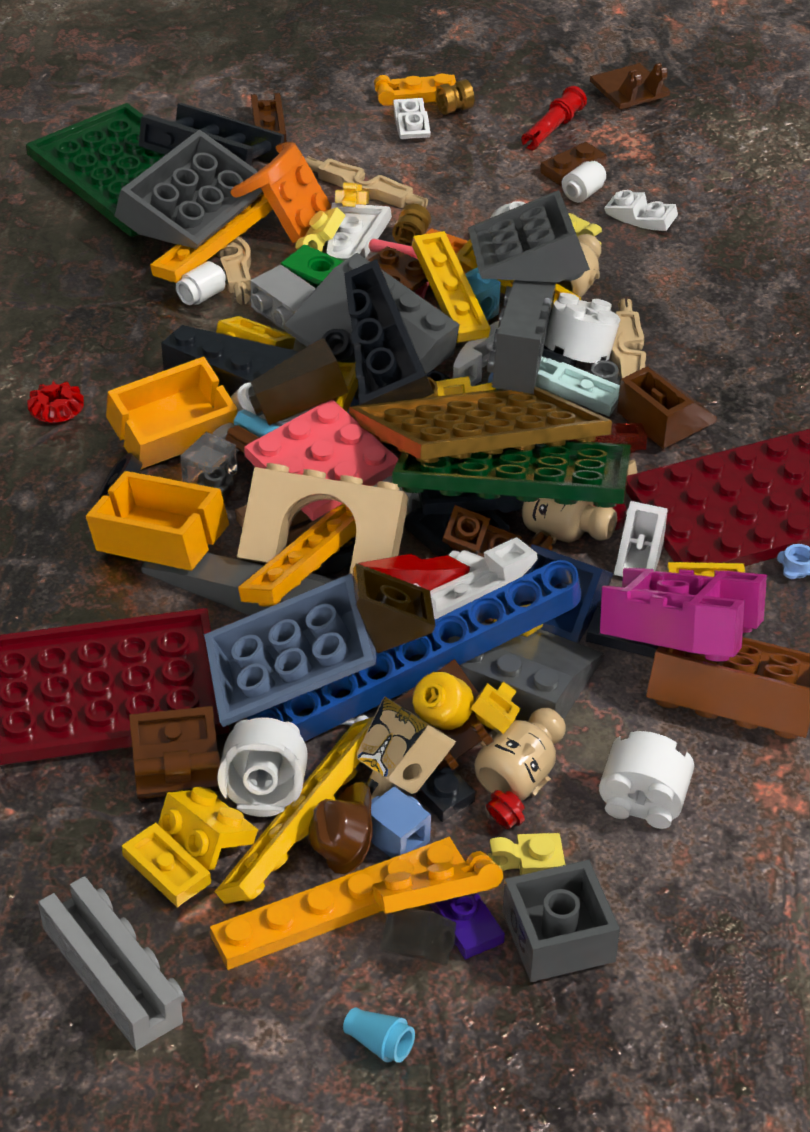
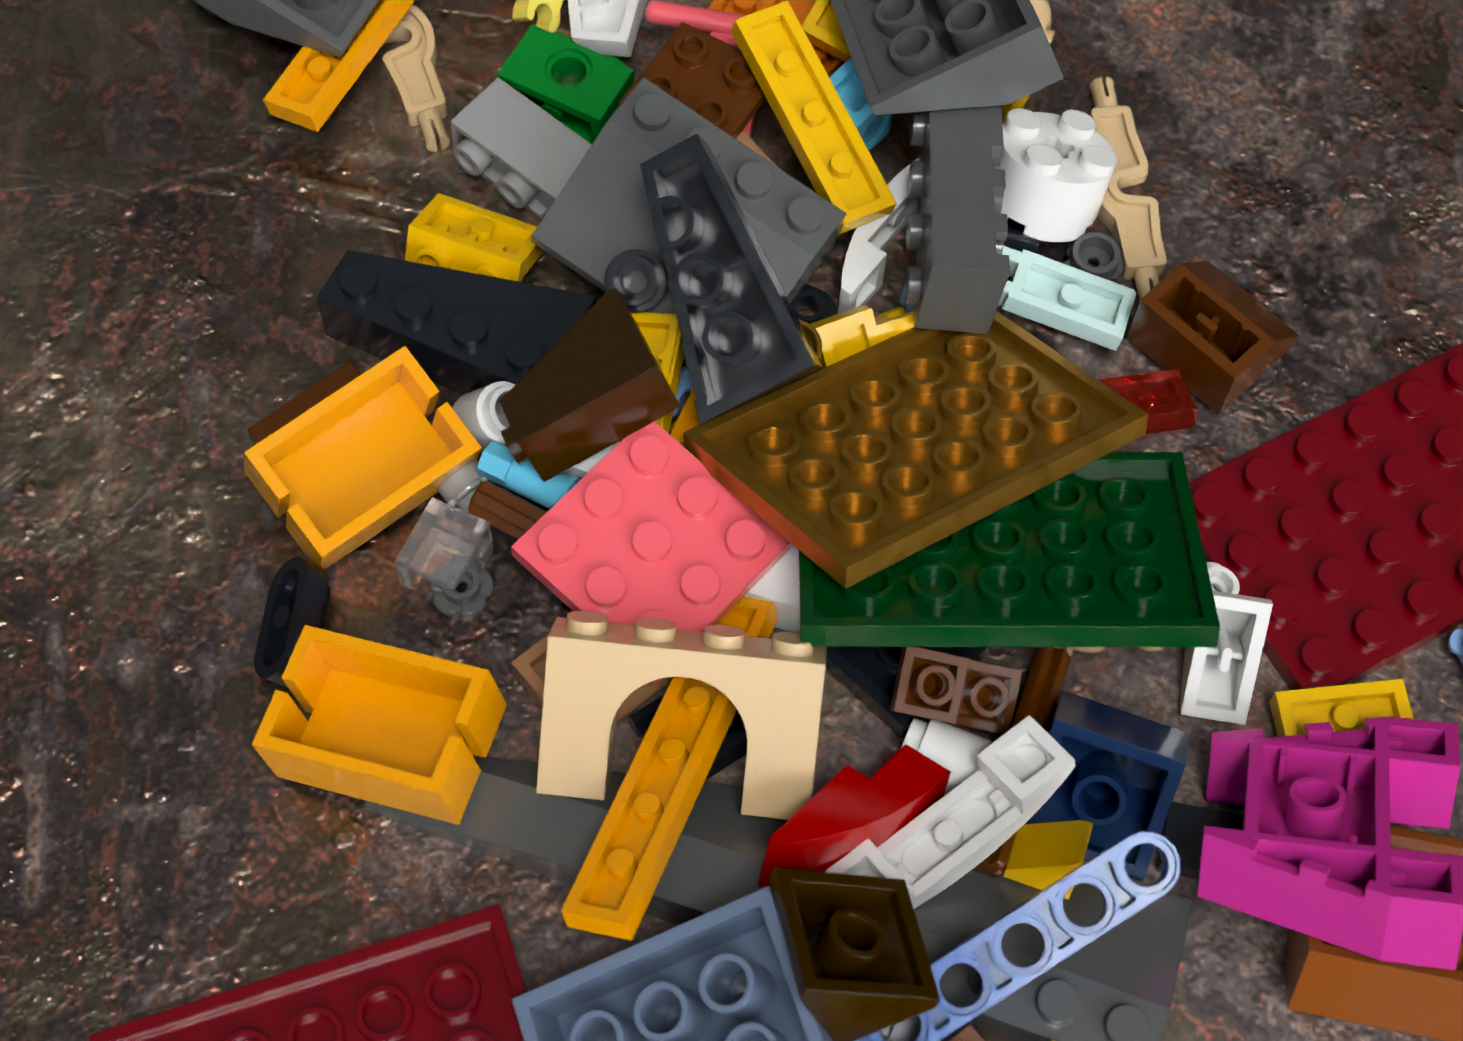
camera: 10 degrees left, 20 degrees up
(66, 405) = (156, 450): red gear -> none
(201, 283) = (360, 123): white brick -> none

